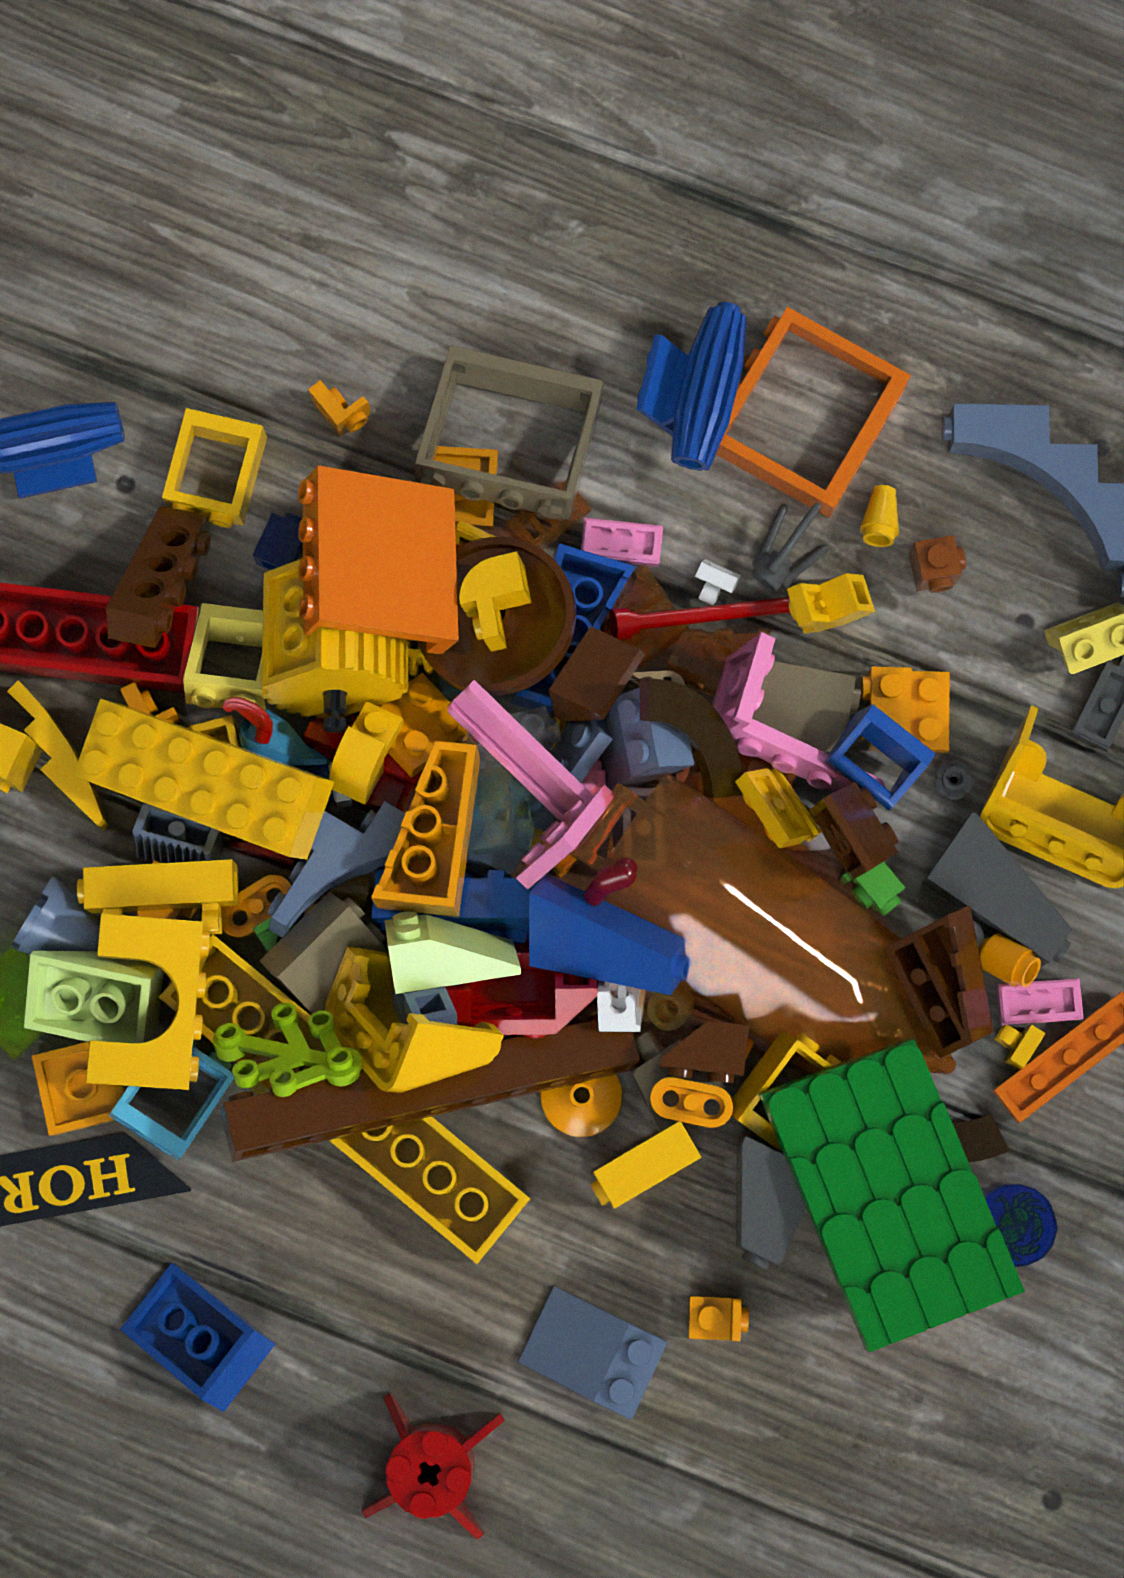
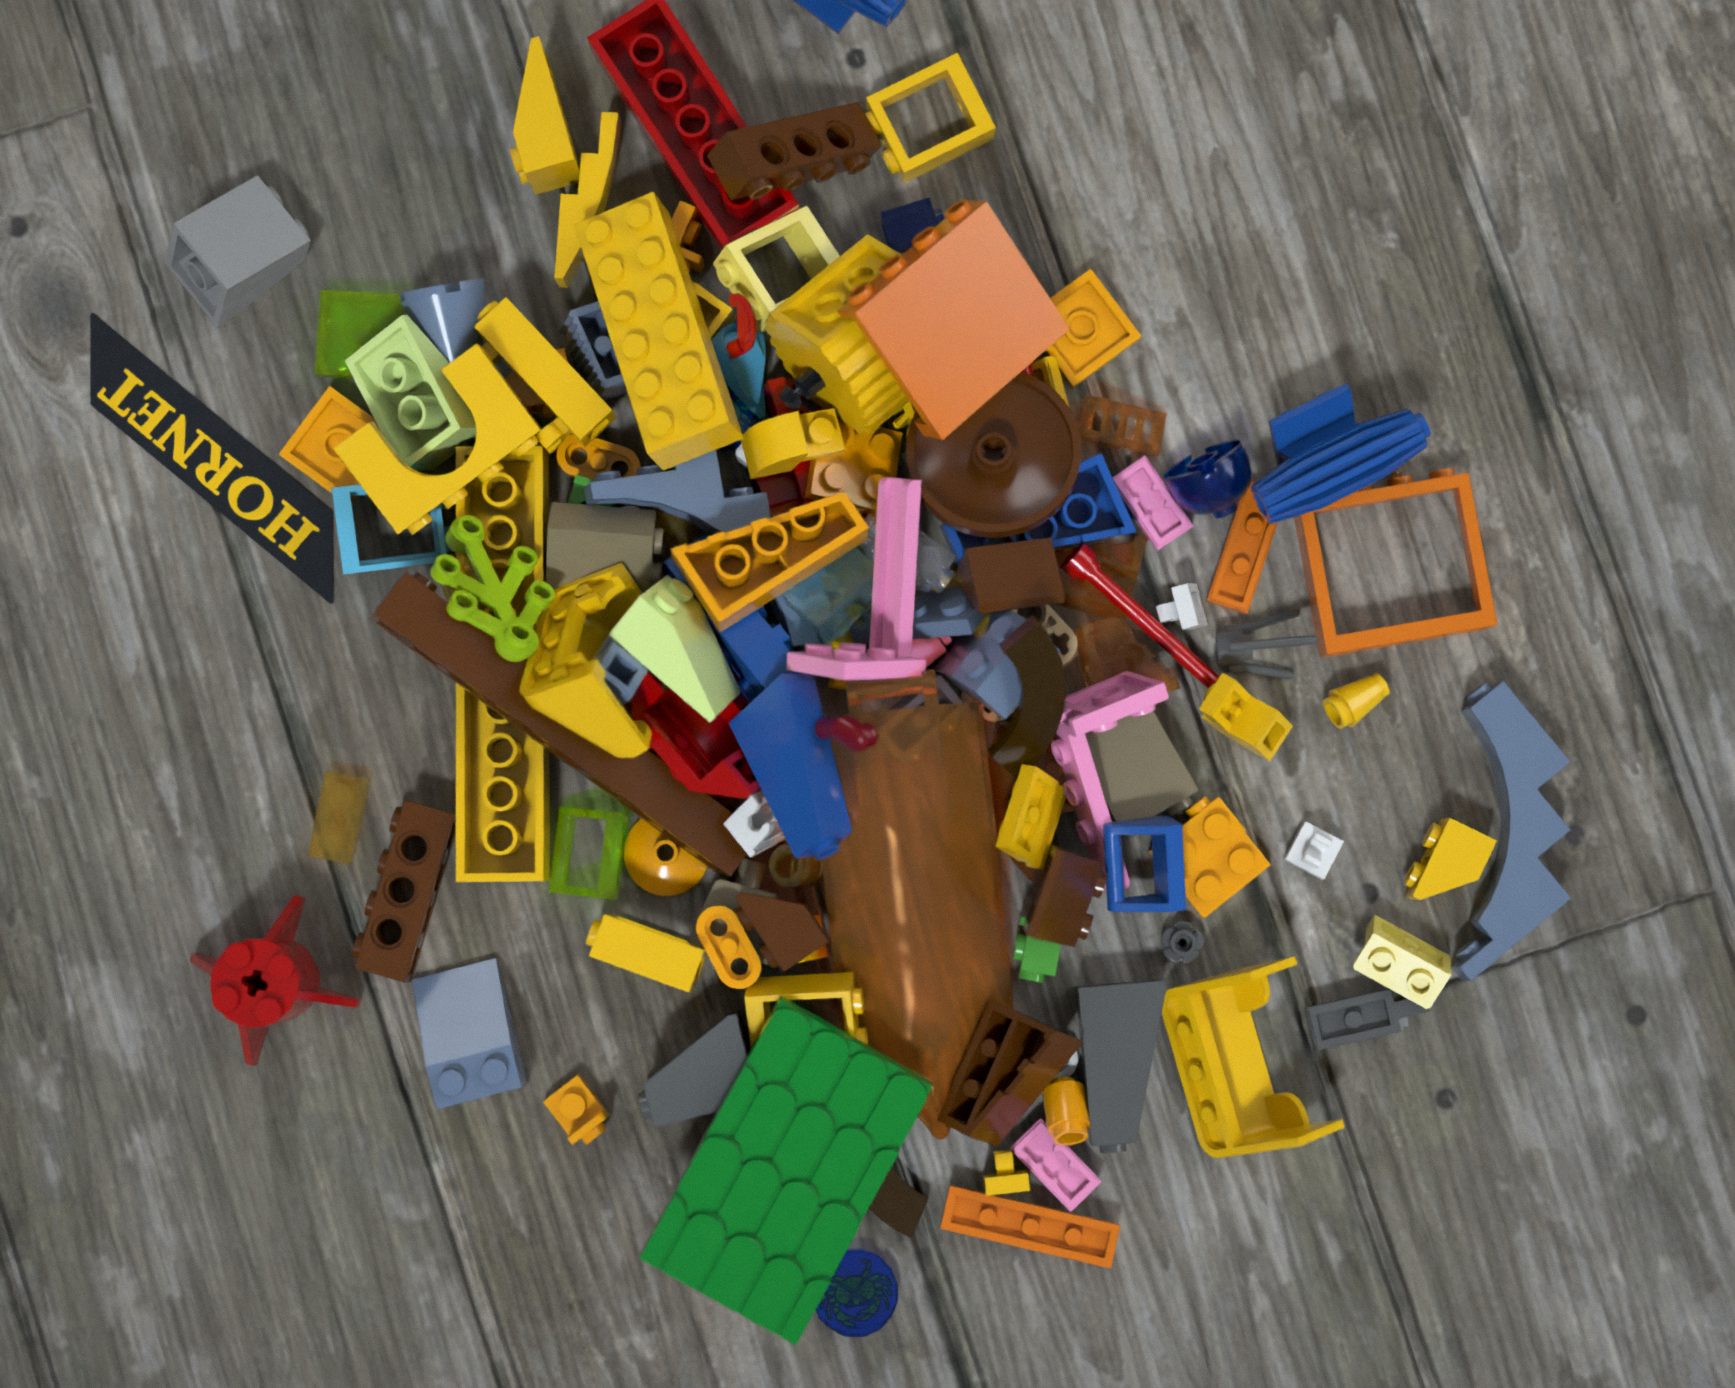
camera: 50 degrees right, 5 degrees up
(197, 1337) = (218, 708): blue slope -> none
(332, 407) = (1063, 169): light orange bracket -> none
(353, 1316) = (338, 817): none -> clear yellow plate
(492, 587) = (1007, 429): yellow brick -> none
(496, 1357) = (400, 959): none -> reddish brown brick
(522, 381) = (1215, 304): dark tan window -> none
(550, 1135) = (611, 853): none -> clear neon green tile
(642, 485) = (1211, 480): none -> clear blue cylinder
(711, 509) = (1241, 557): none -> orange tile
(937, 563) = (1353, 779): dark orange brick -> none
(963, 634) = (1313, 850): none -> white tile
(1049, 544) = (1451, 860): none -> yellow slope

